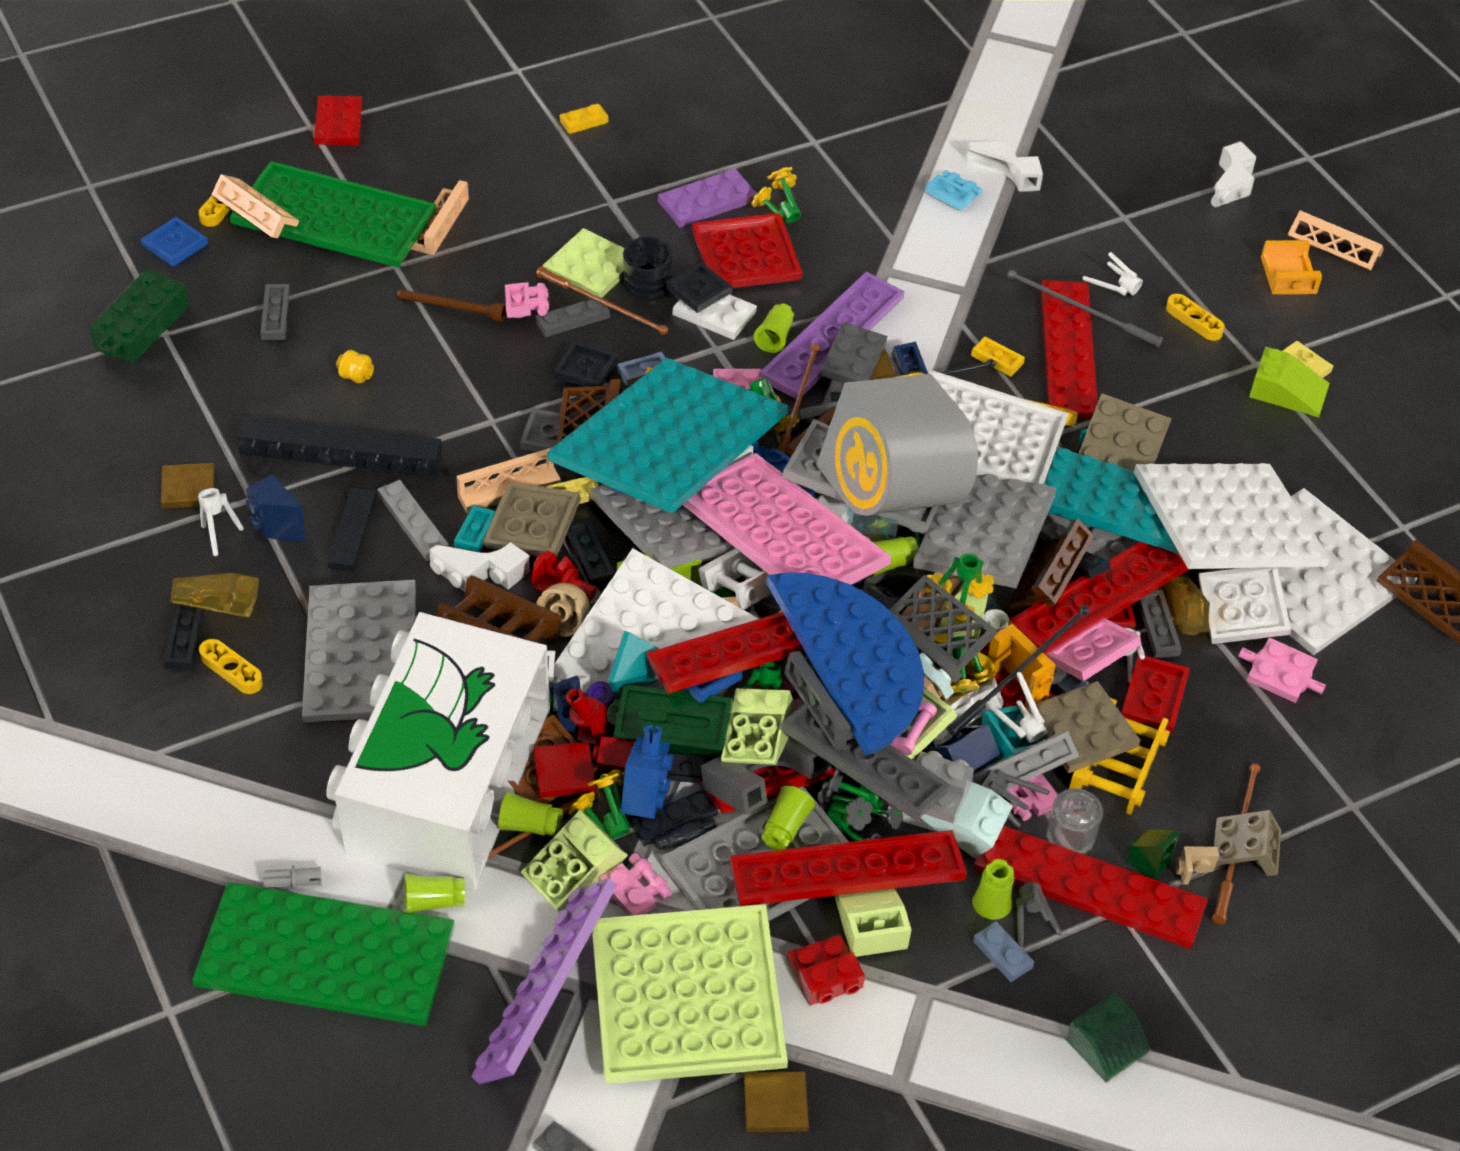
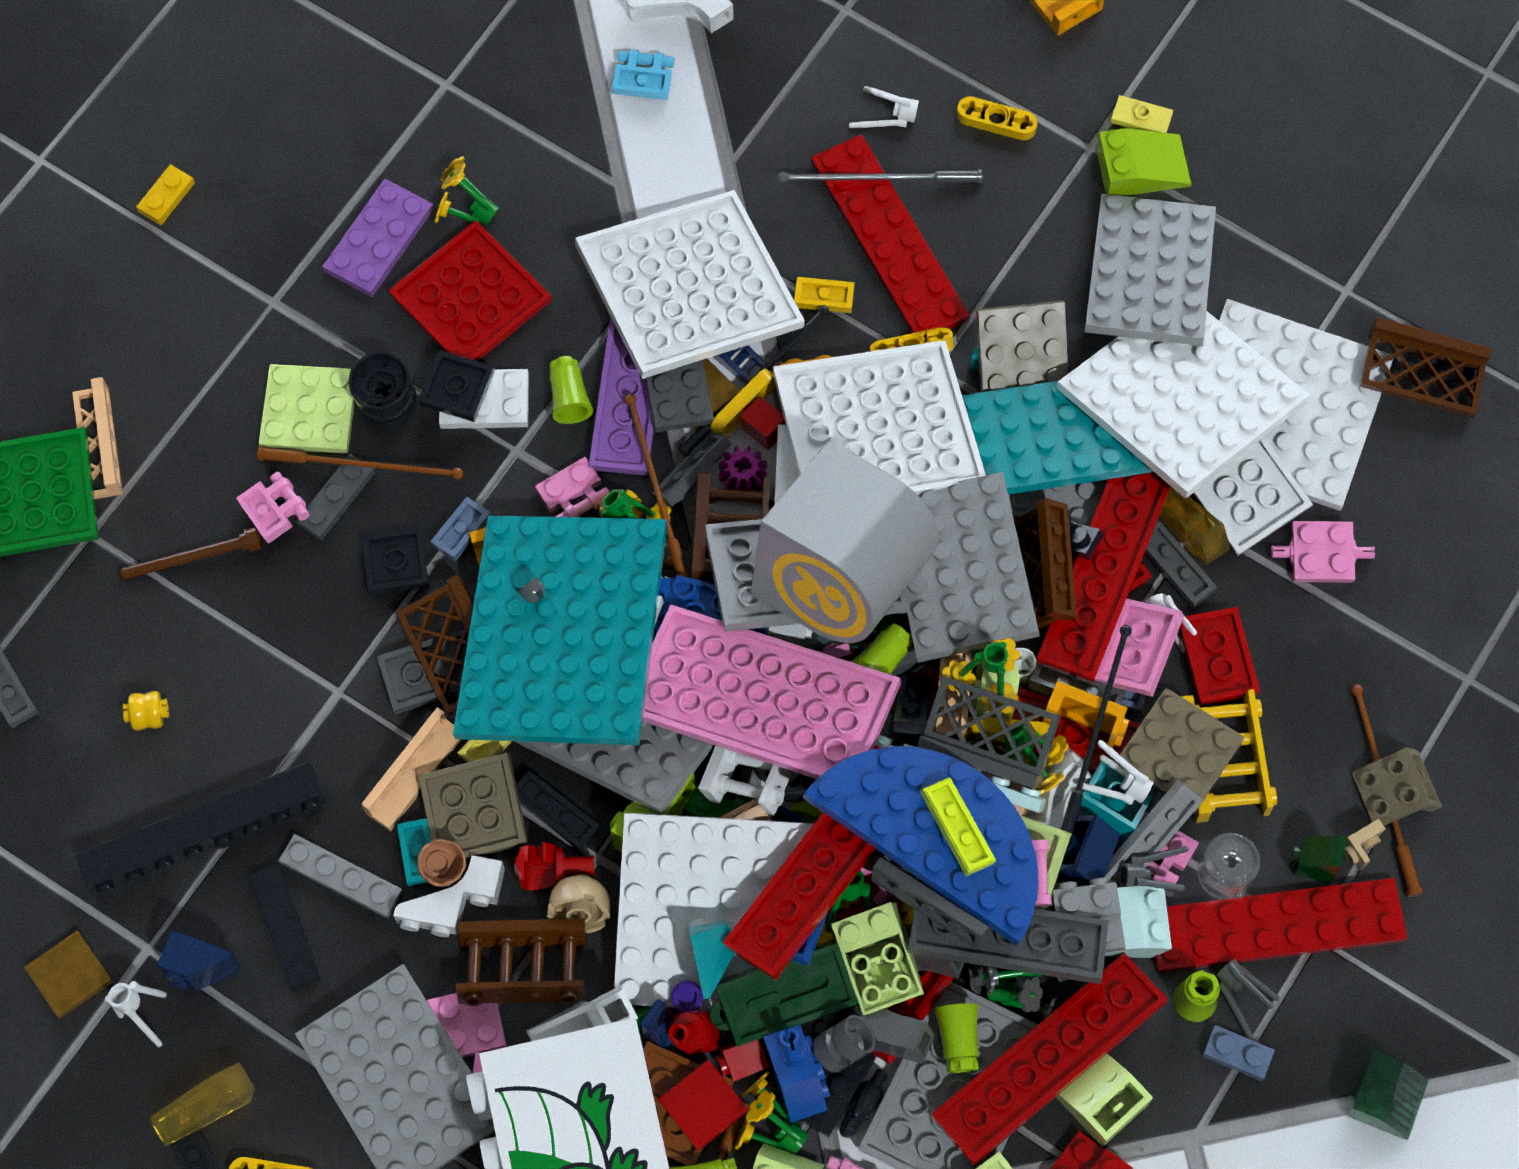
camera: 25 degrees left, 20 degrees up
(485, 534) = (441, 862): none -> nougat hair
(663, 396) = (532, 591): none -> dark grey hinge
(693, 765) = (844, 1043): none -> dark grey wheel
(869, 653) = (958, 826): none -> neon yellow tile
(903, 302) = (688, 283): none -> white plate
(1253, 440) = (1151, 270): none -> light grey plate

